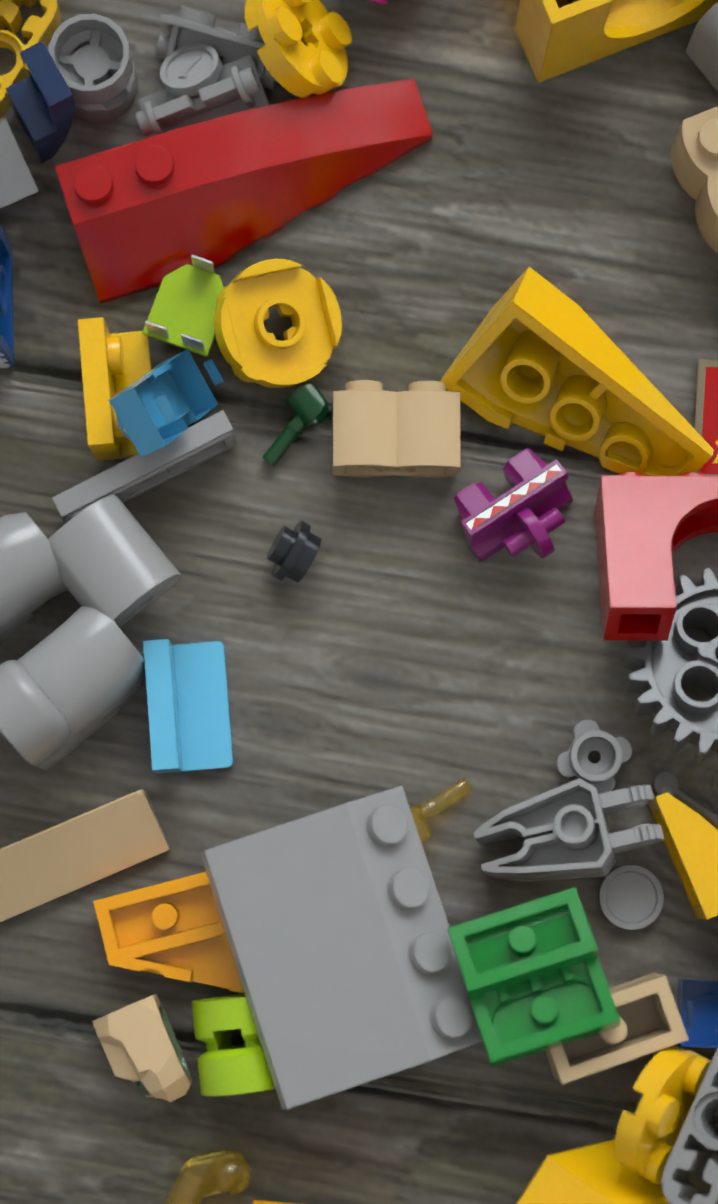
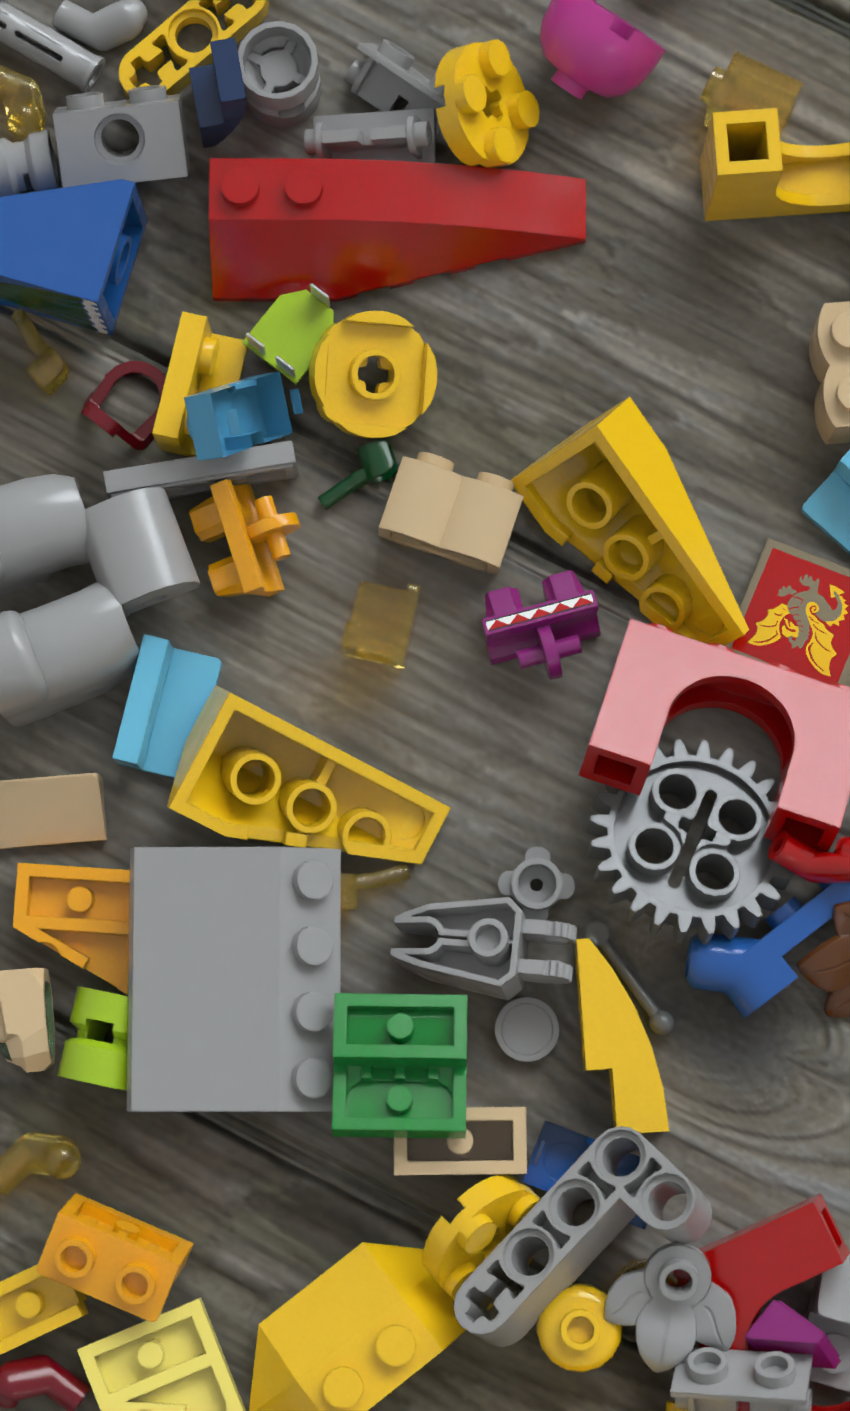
camera: 25 degrees right, 0 degrees up
(79, 446) = (91, 409): none -> dark red piece
(190, 69) = (371, 104): light grey piece -> none
(216, 513) = (253, 535): none -> light orange hips
(293, 552) = (315, 596): black plate -> none
(318, 742) = (281, 785): none -> yellow wedge
(365, 556) = (382, 624): none -> clear yellow panel

